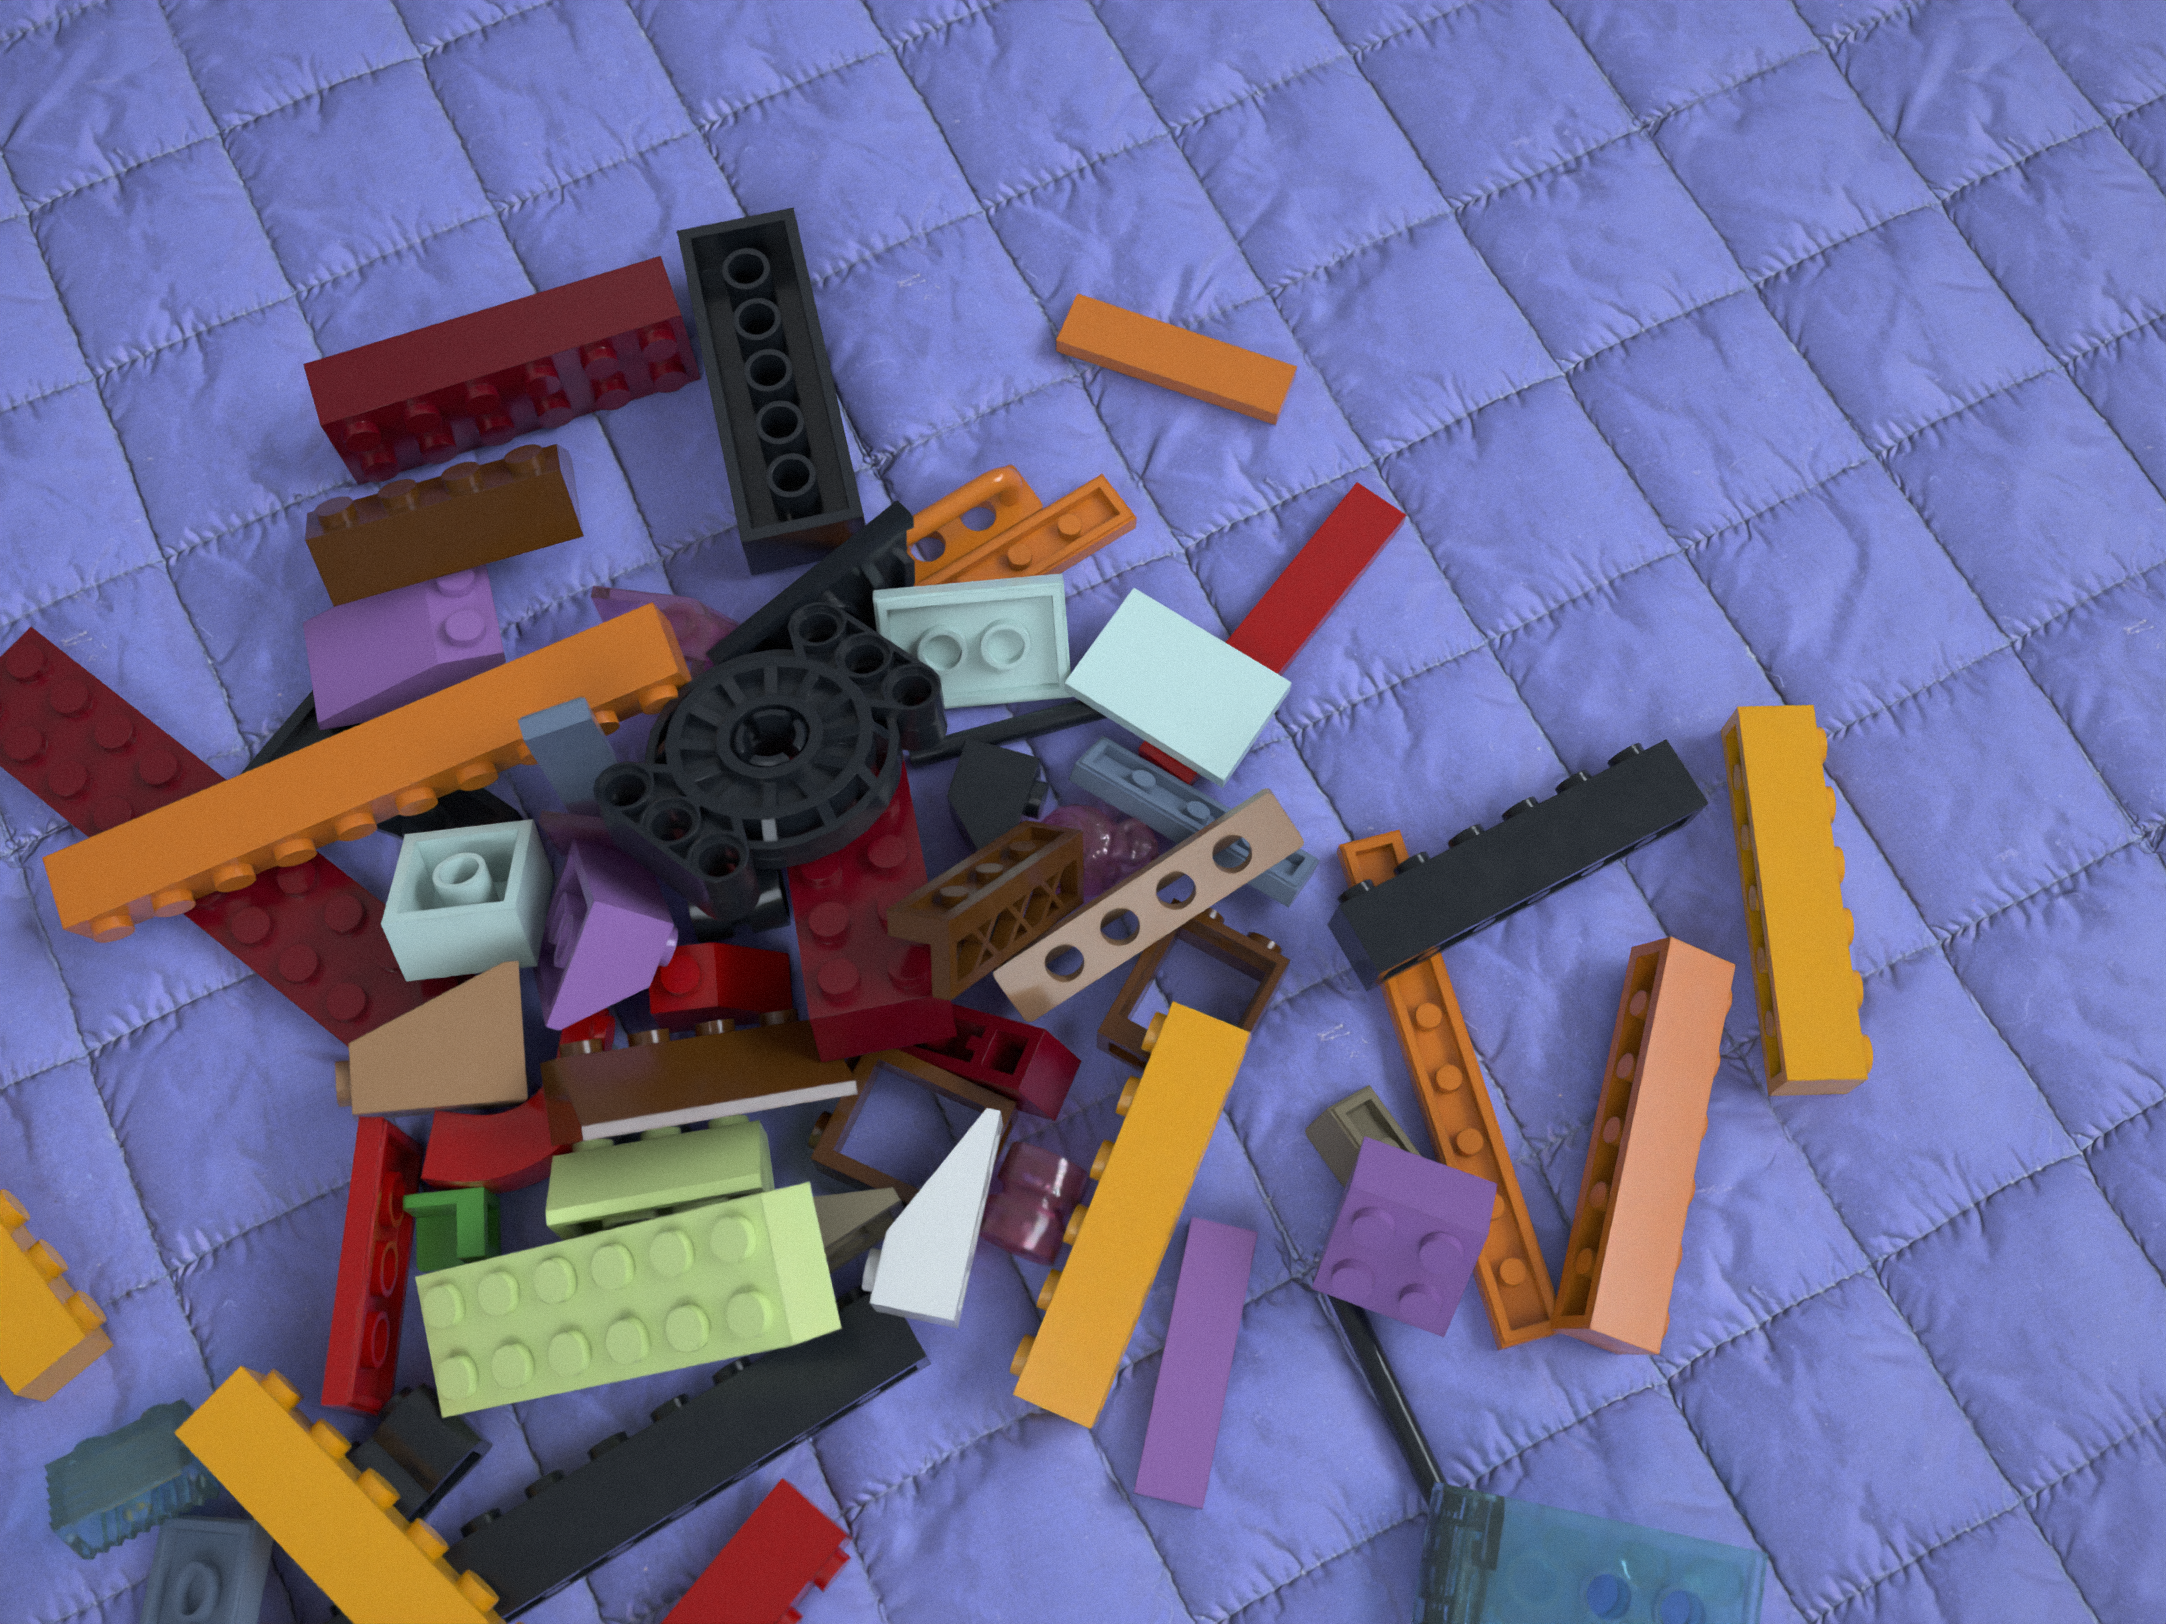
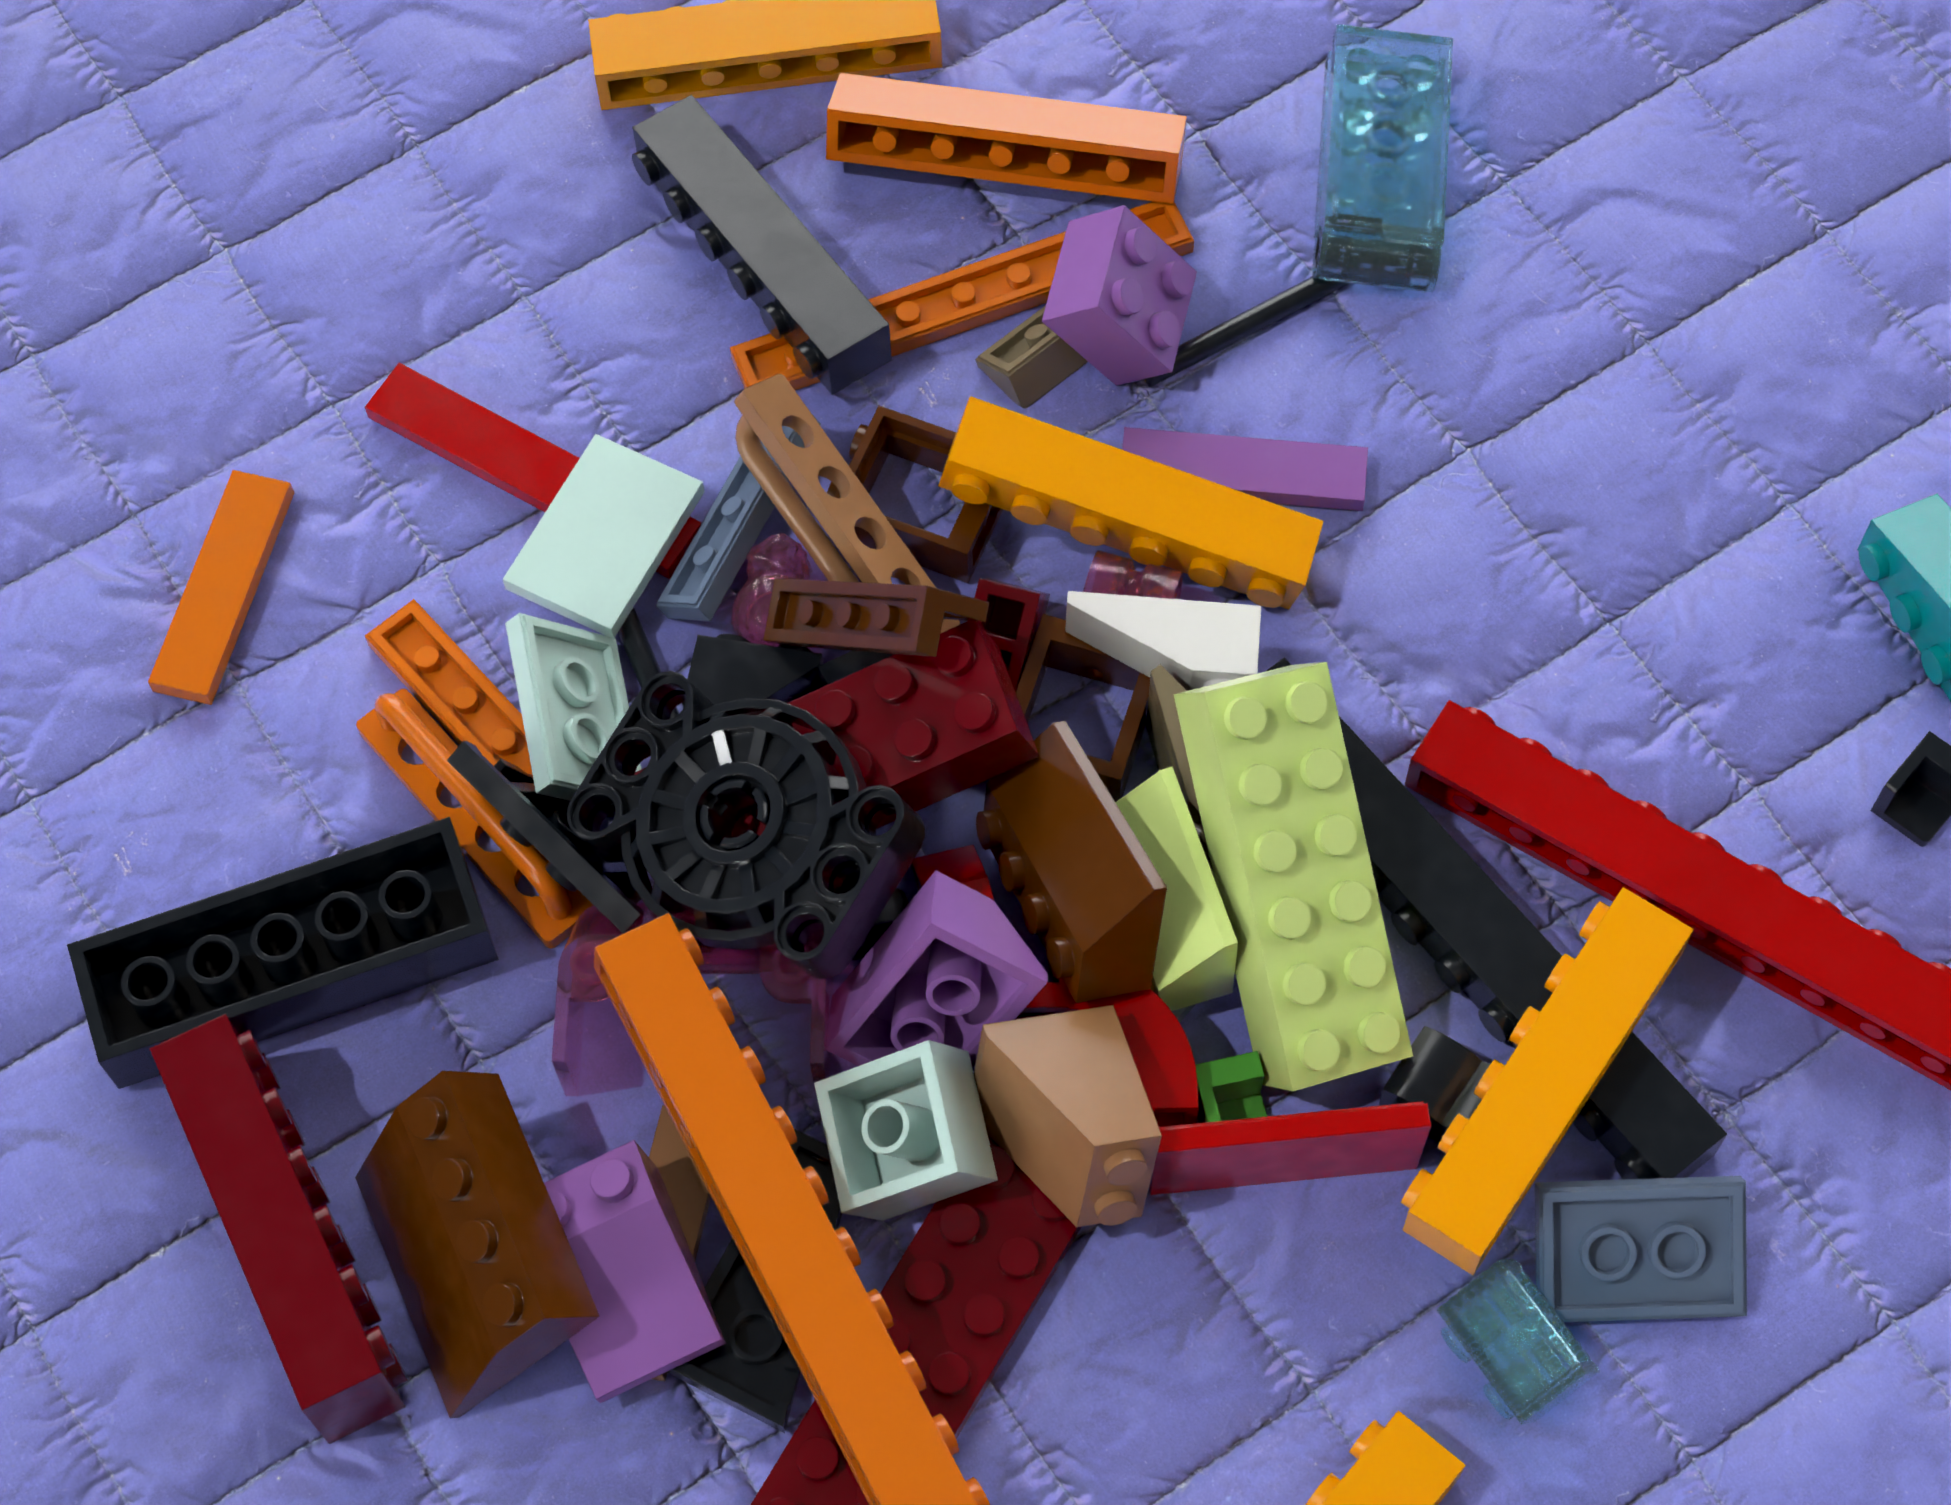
camera: 95 degrees left, 5 degrees down
(569, 751) = (767, 1010): sand blue tile -> none

